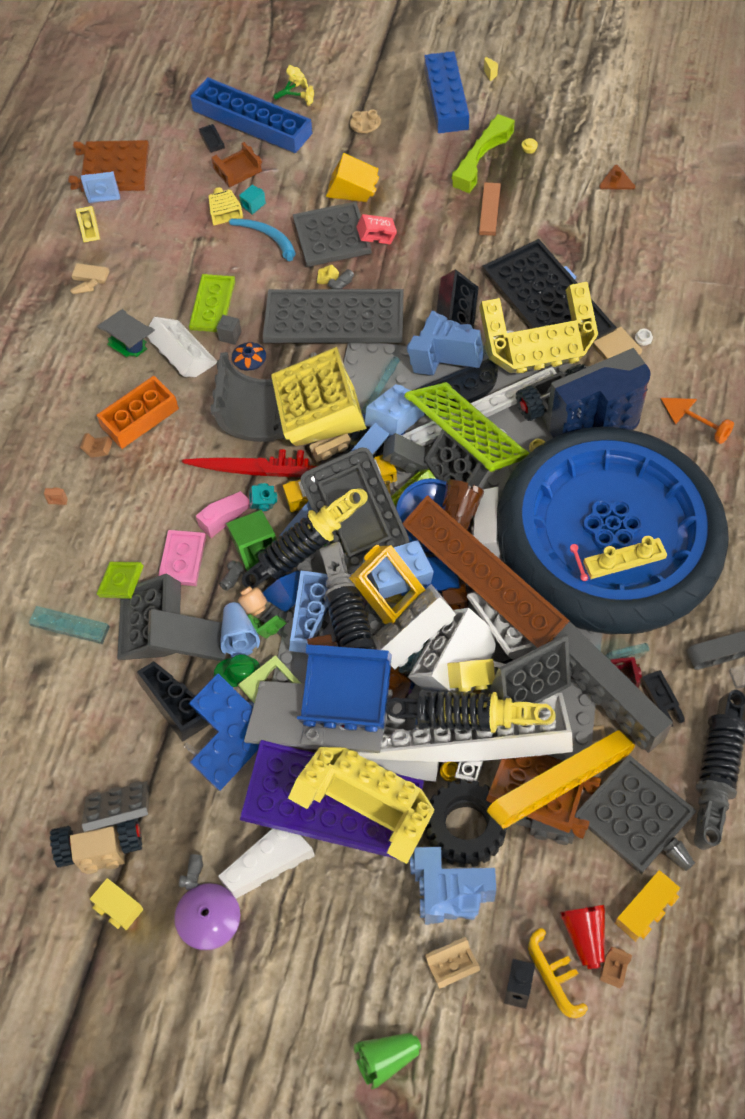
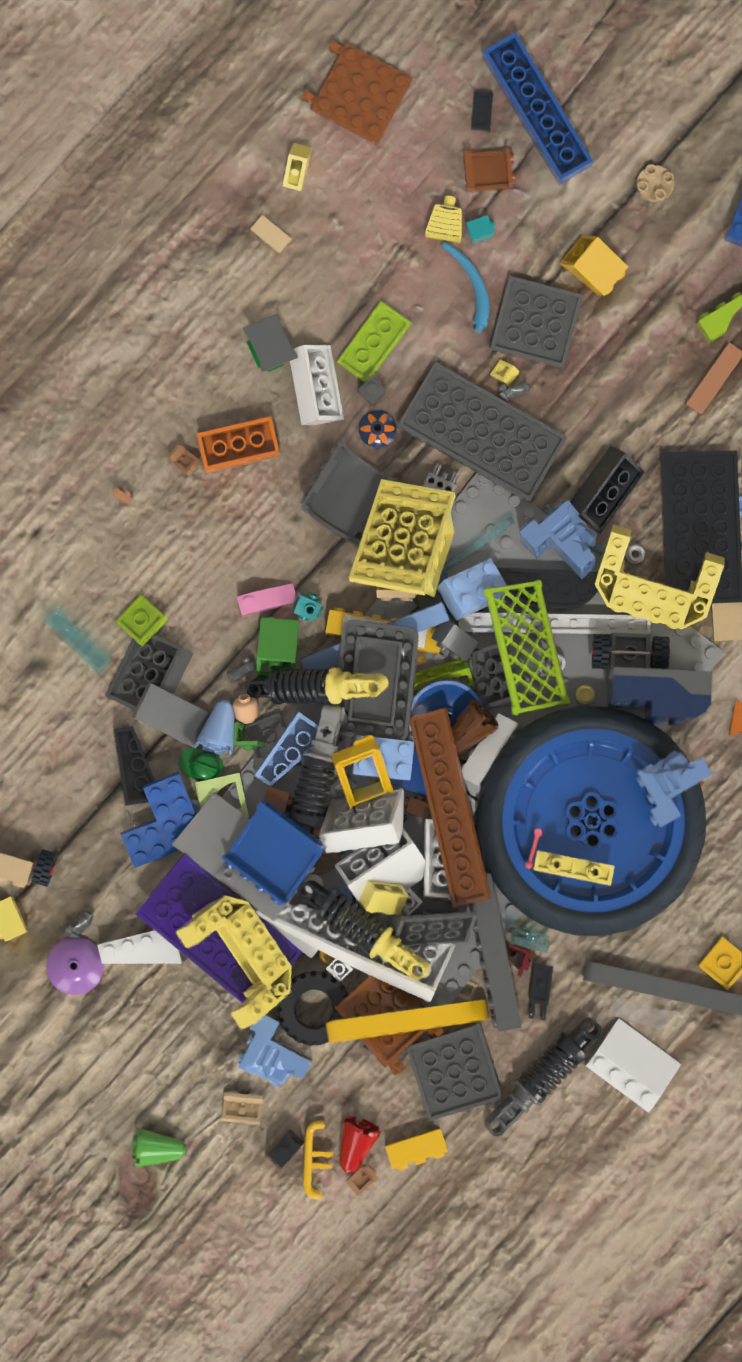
camera: 25 degrees right, 25 degrees up
(84, 287) = (259, 251): tan bar -> none
(100, 187) = (330, 129): light blue tile -> none
(115, 805) = (43, 840): dark grey plate -> none
(183, 556) = (206, 627): bright pink plate -> none
(257, 466) = (323, 569): red piece -> none
(283, 591) = (277, 716): blue slope -> none
(297, 78) = (608, 88): light yellow plant -> none
(376, 228) = (585, 348): coral brick -> none
(657, 445) = (667, 780): none -> medium blue brick
(678, 853) = (467, 1123): dark grey cone -> none

